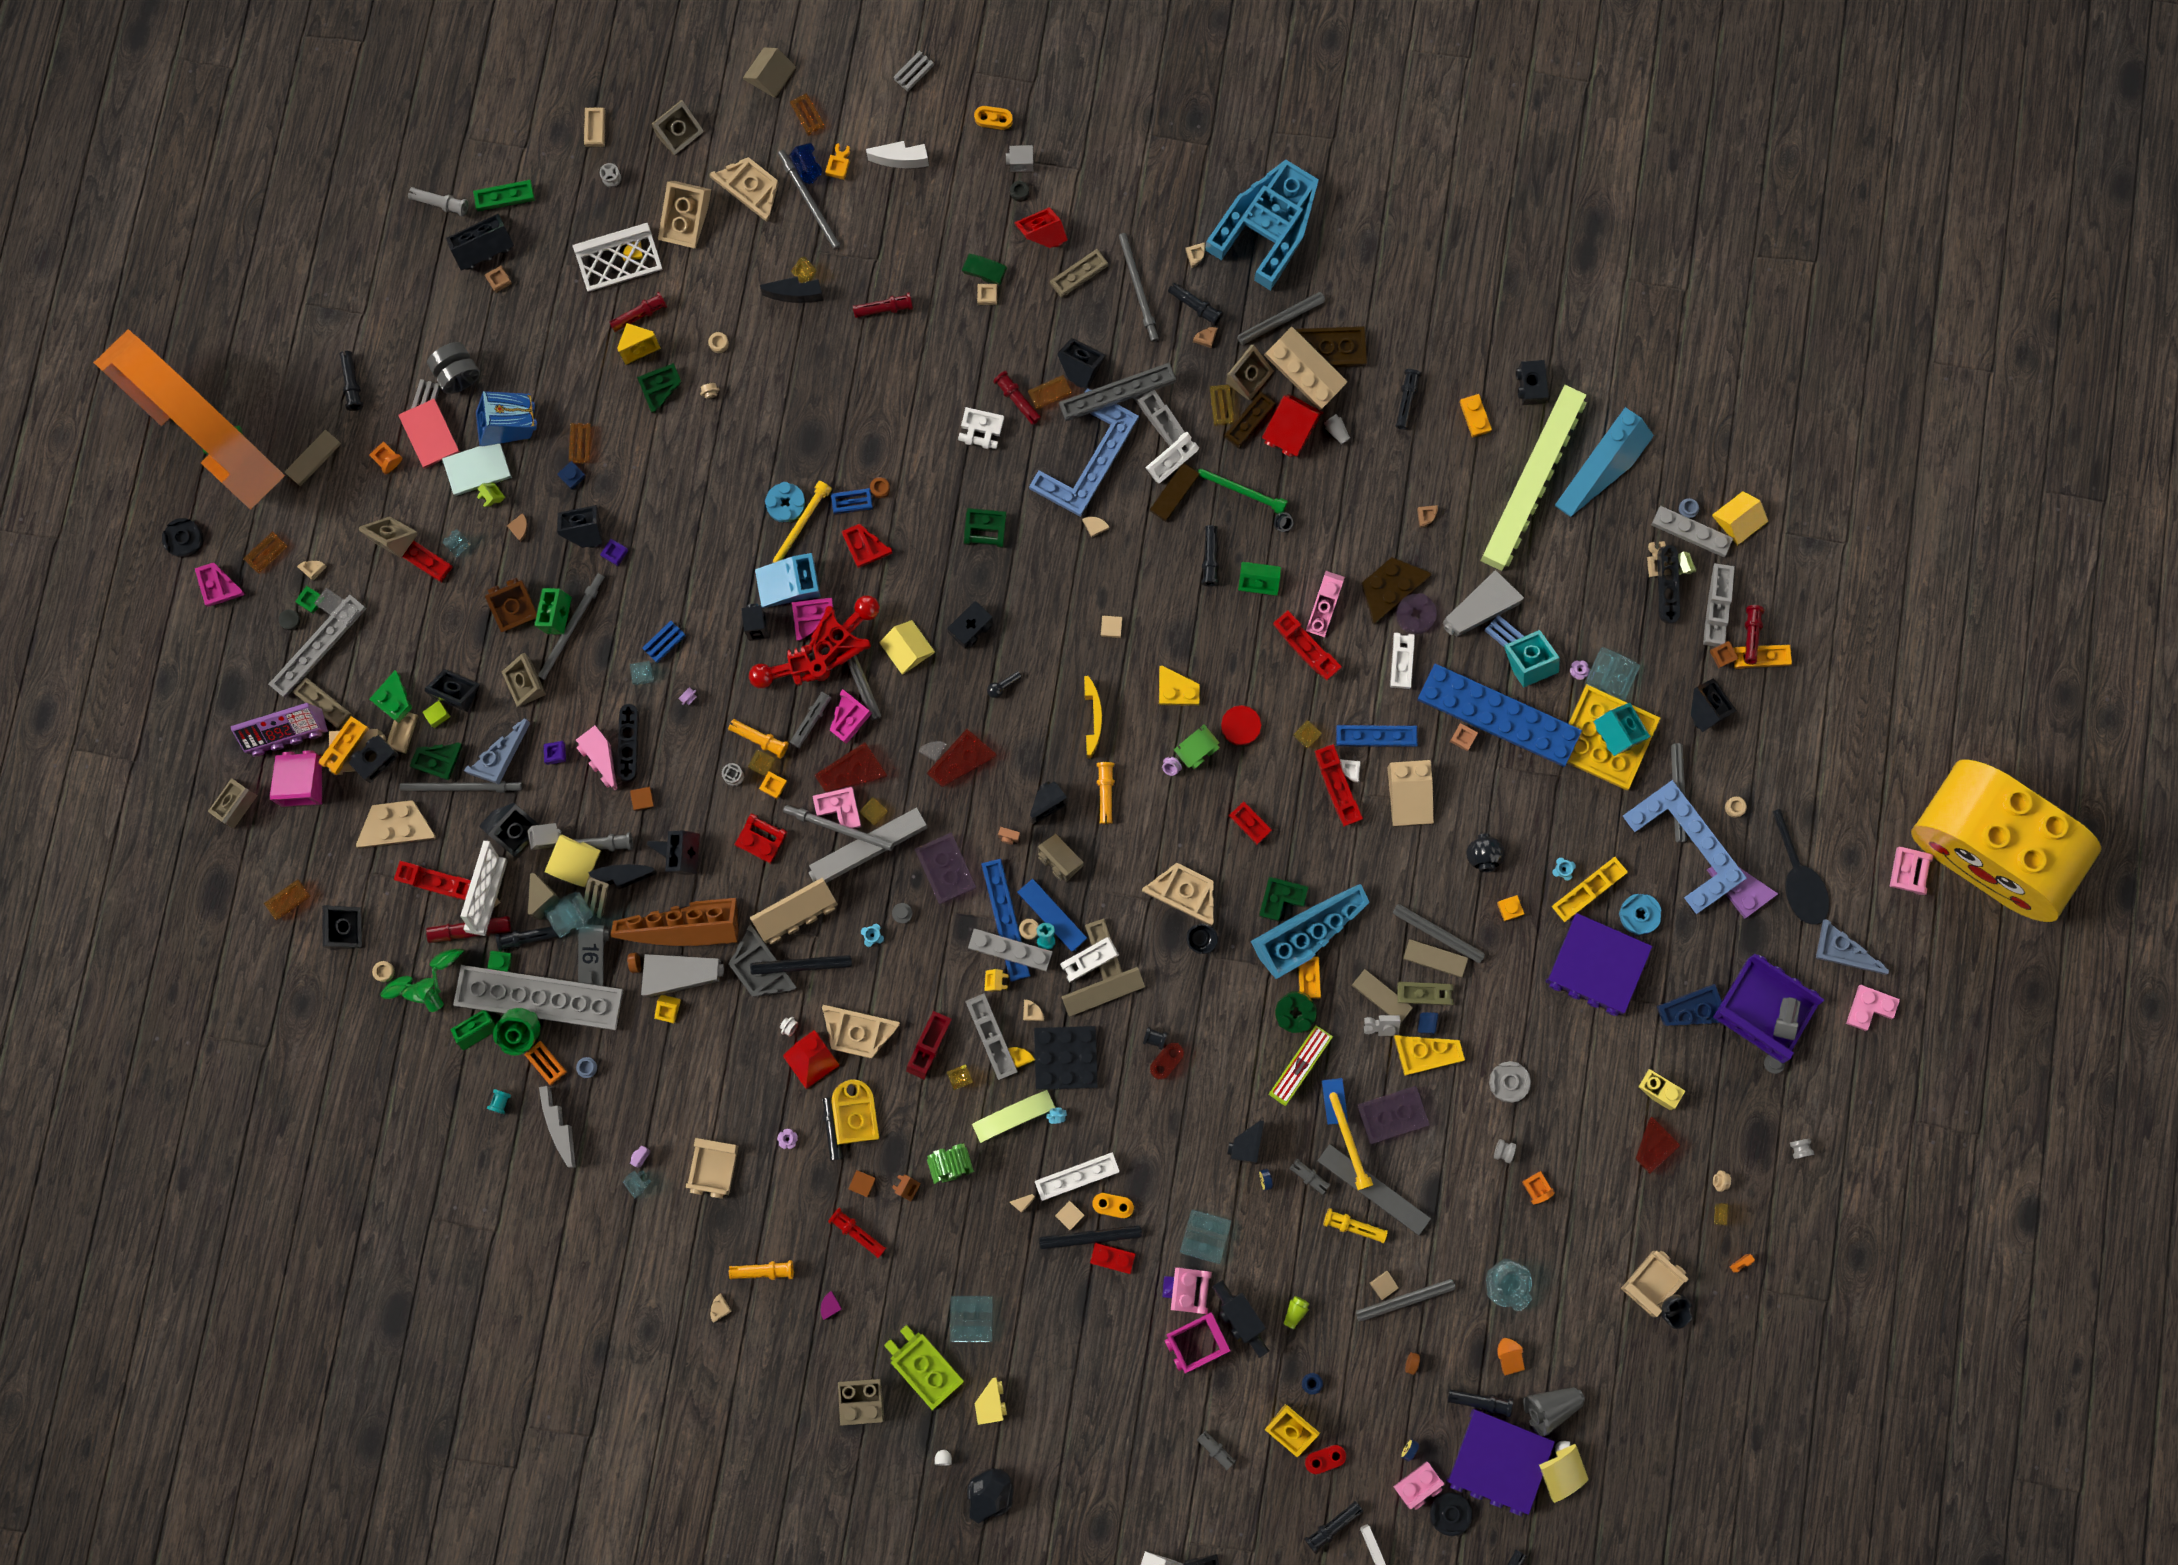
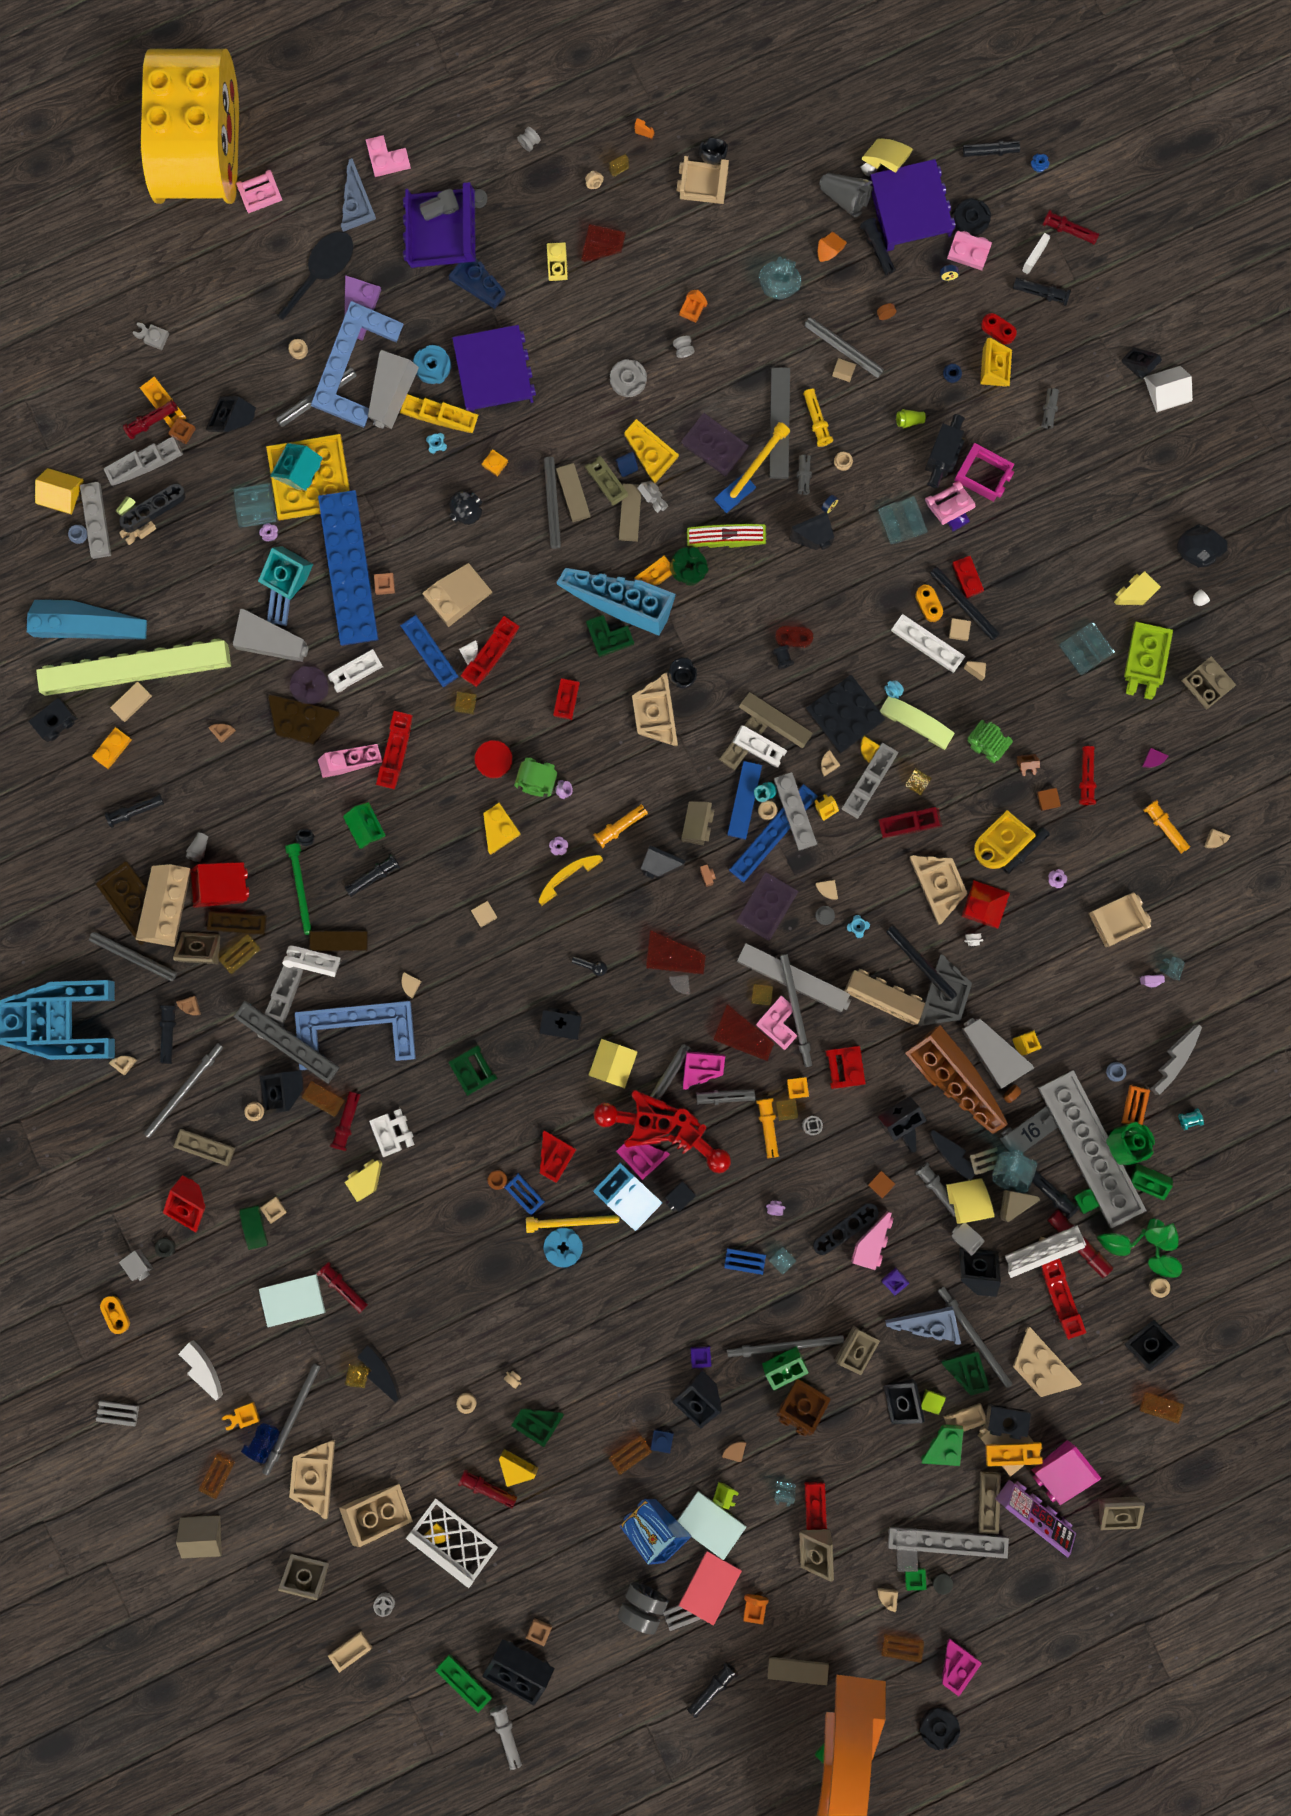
camera: 120 degrees left, 5 degrees up
(902, 261) = (292, 1300): none -> light aqua tile
(923, 931) = (828, 889): none -> tan tile
(956, 379) = (364, 1182): none -> light yellow slope
(1079, 331) = (254, 1111): none -> tan plate
(1125, 733) = (558, 851): none -> lavender plate
(1298, 1222) = (843, 461): none -> tan plate
(1505, 457) = (131, 701): none -> tan tile
(1641, 860) = (390, 388): none -> light grey slope
(1832, 689) = (153, 336): none -> light grey plate

